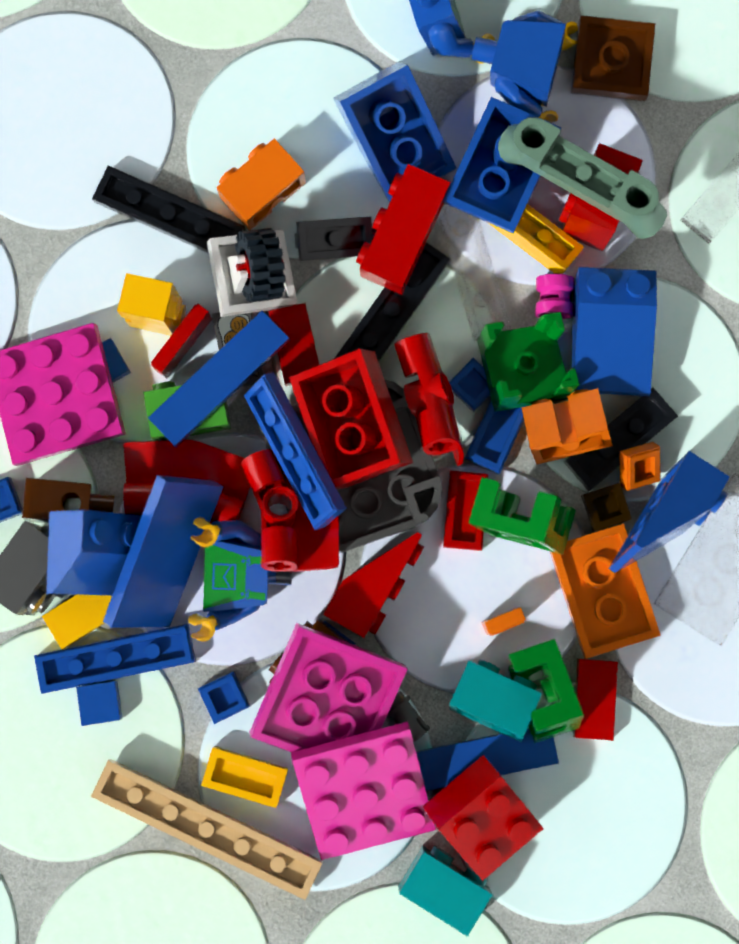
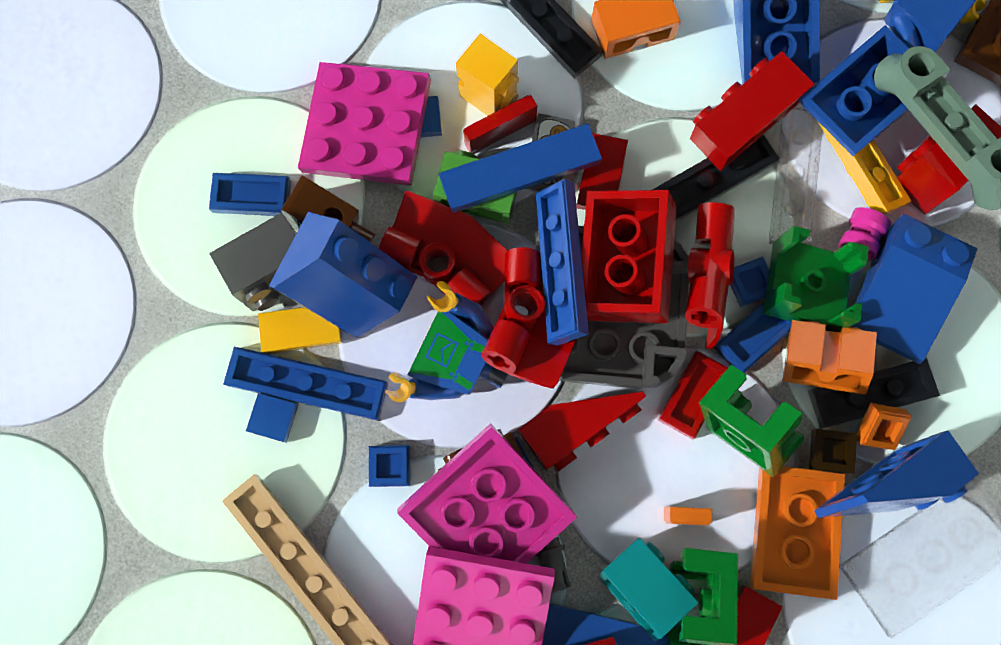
camera: 25 degrees right, 5 degrees down
(162, 553) = (394, 301): blue tile -> none
(244, 777) = (373, 550): yellow tile -> none
(251, 272) = (593, 88): plate -> none
(332, 237) = (678, 91): black plate -> none

